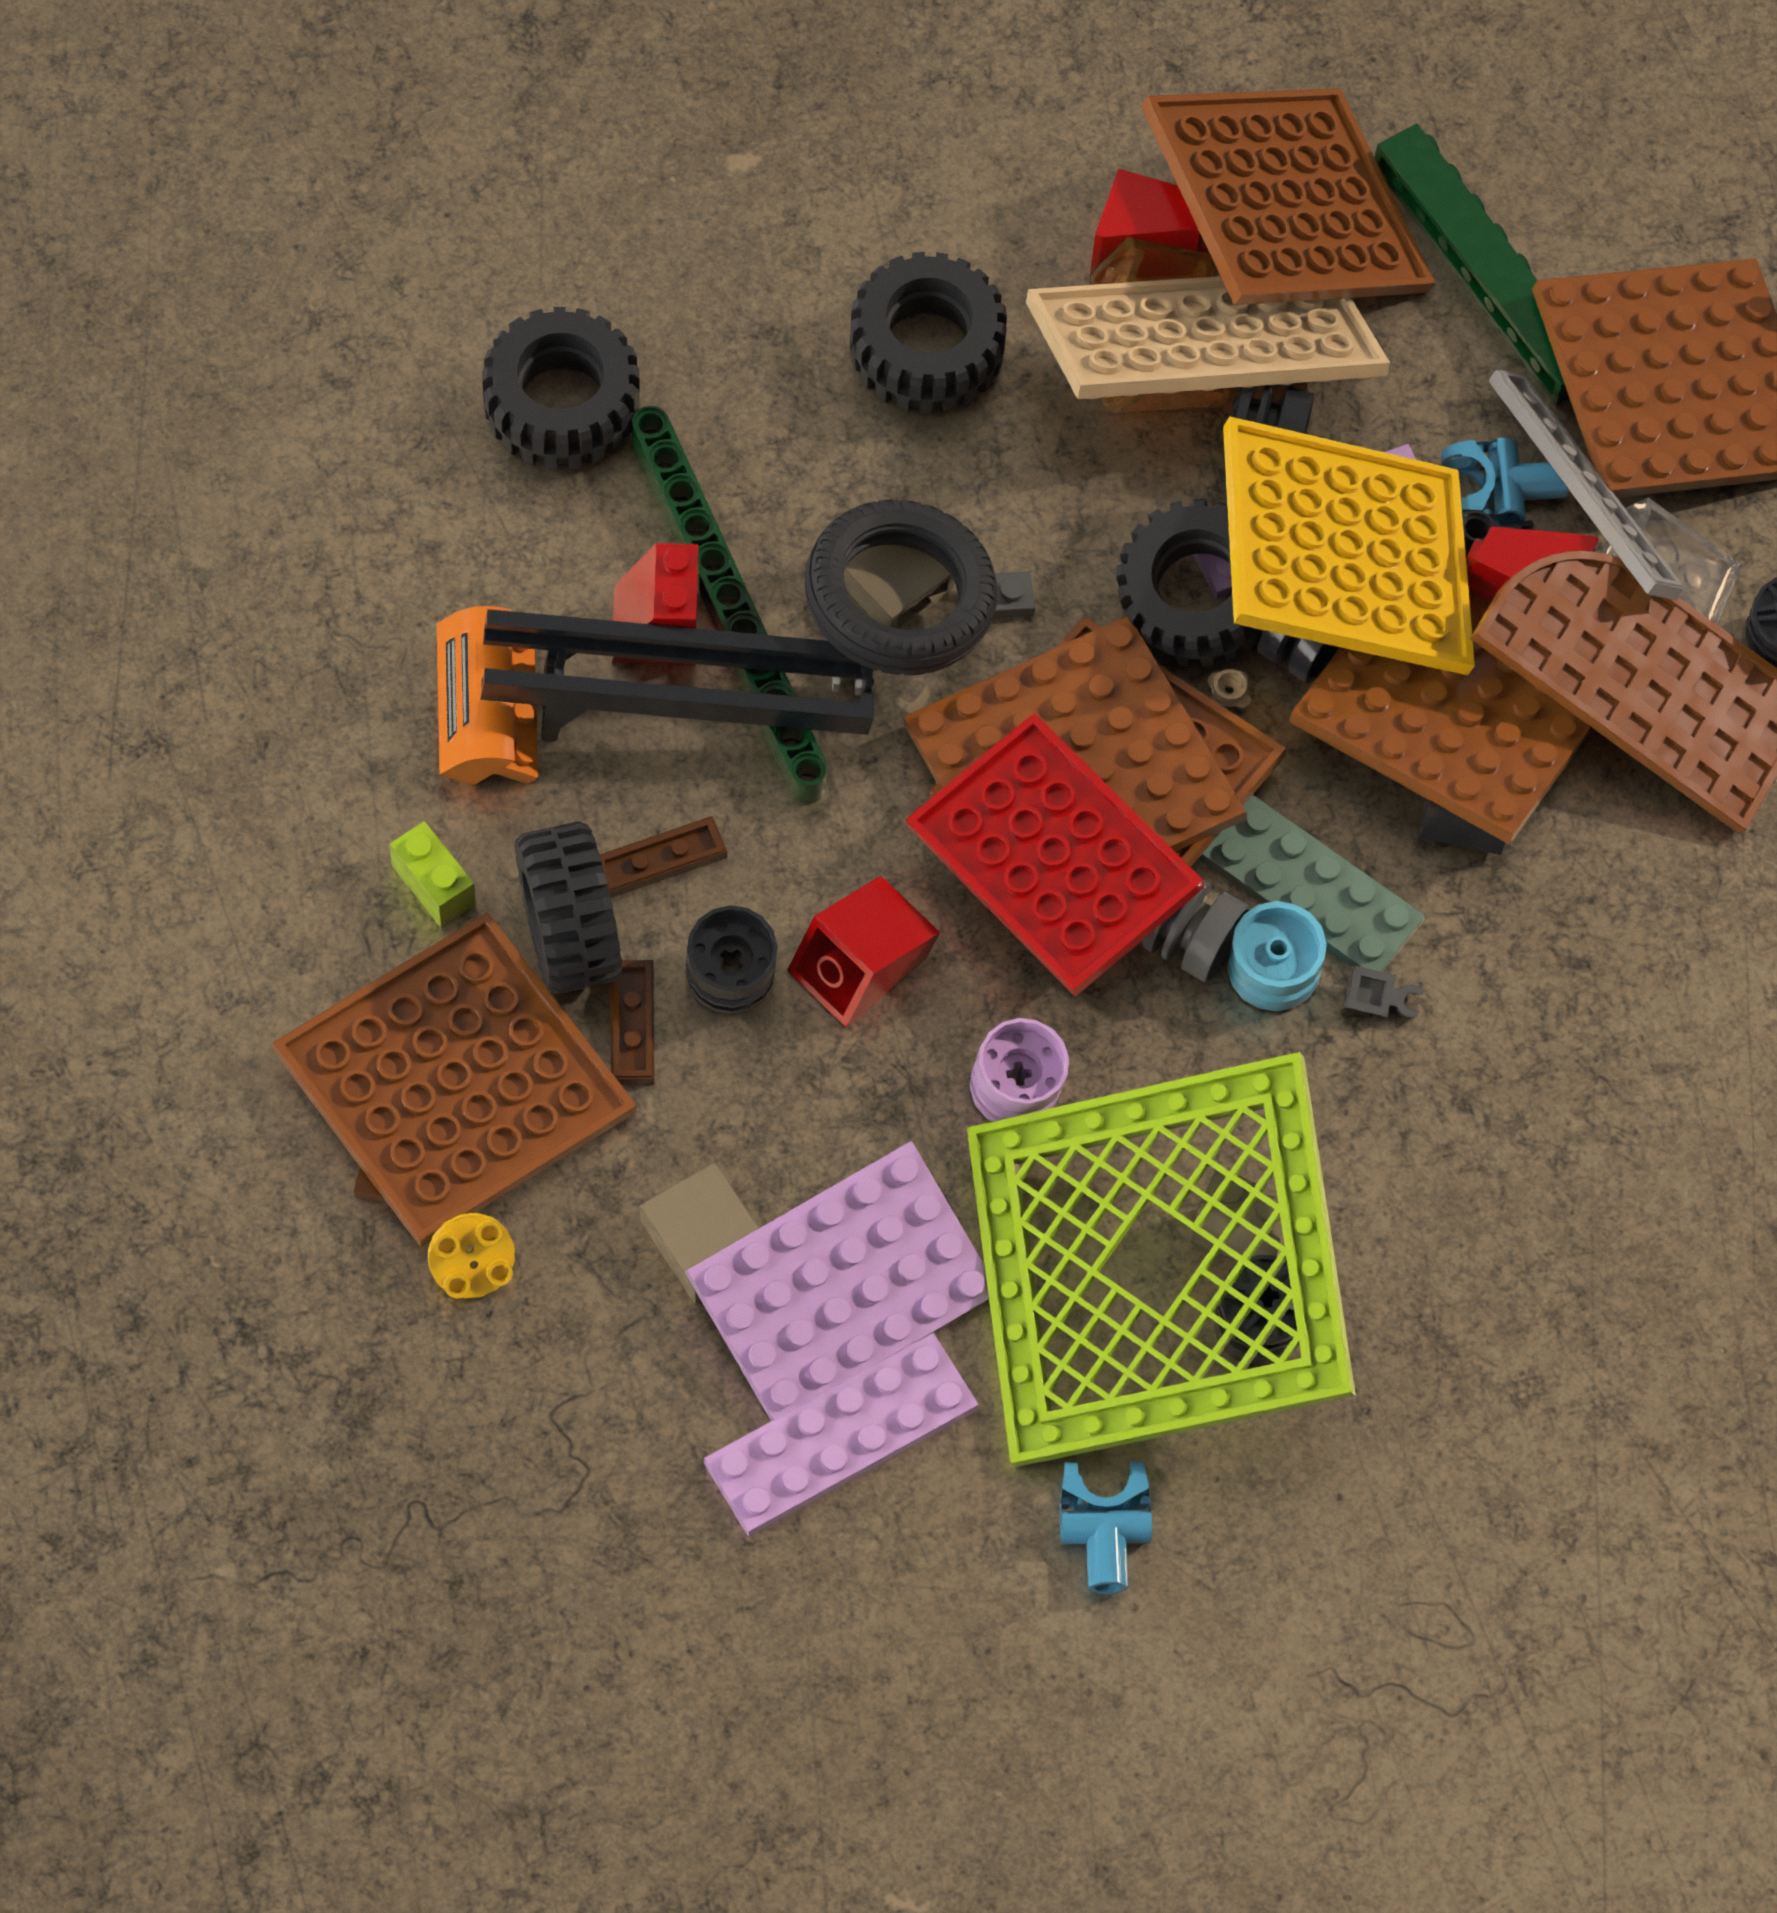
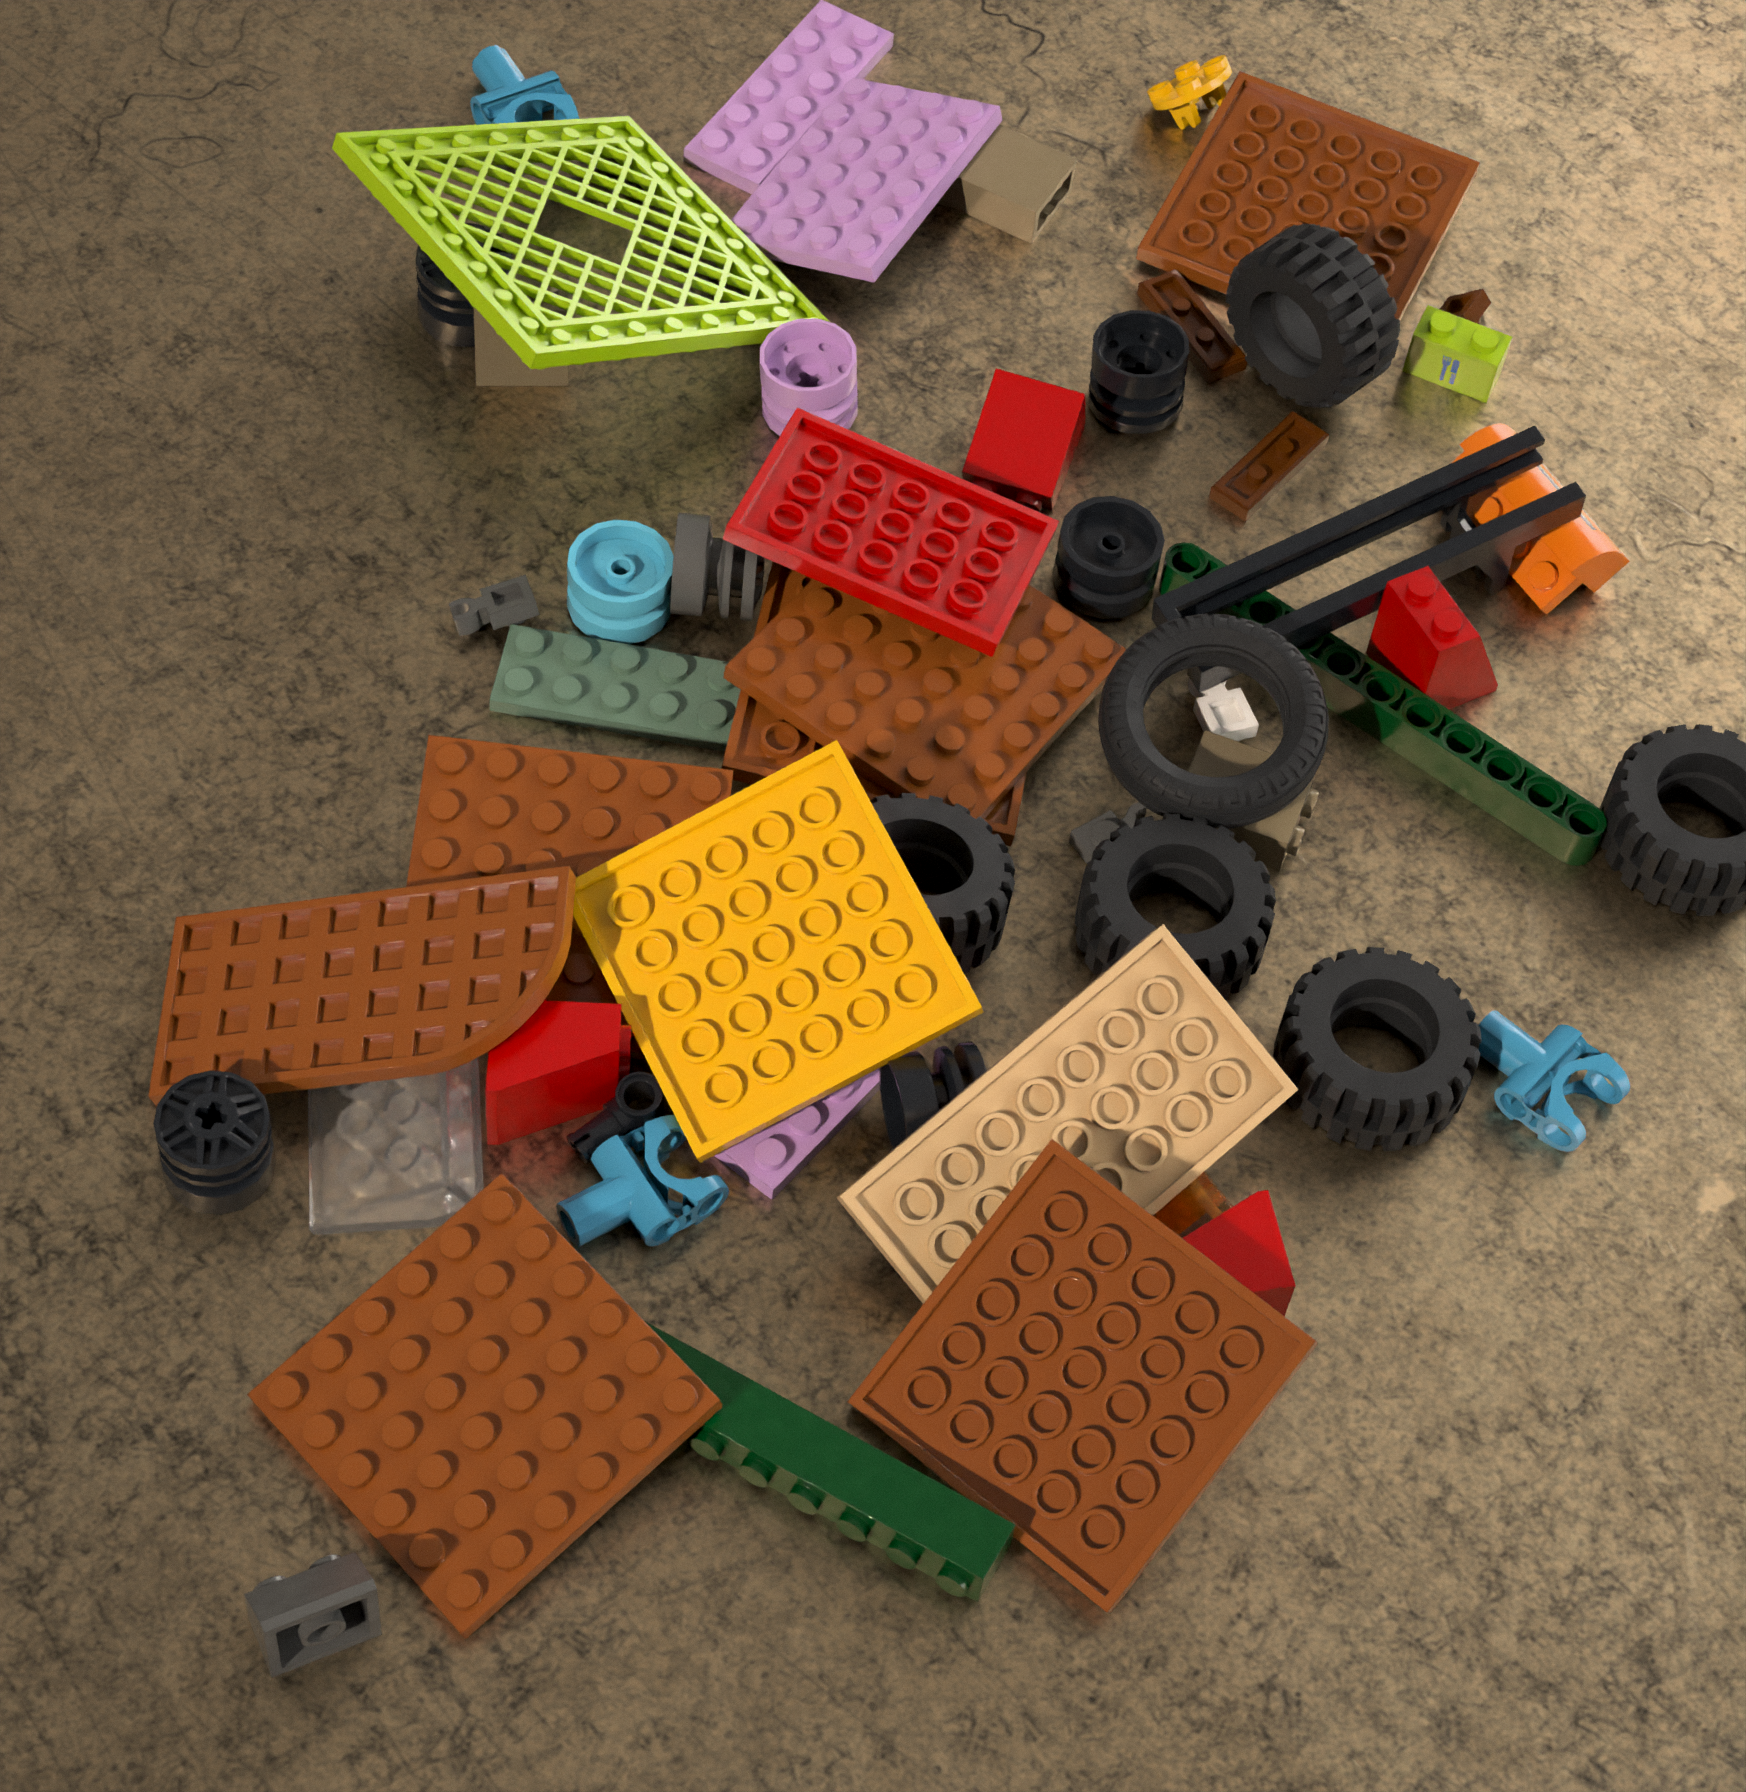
camera: 150 degrees right, 10 degrees down
(396, 917) = (1467, 305): none -> reddish brown plate
(811, 278) = (1548, 1065): none -> dark azure connector
(866, 805) = (1108, 557): none -> black wheel
(1021, 448) = (1181, 860): none -> black tyre
(1586, 485) = (537, 1171): light grey tile -> none

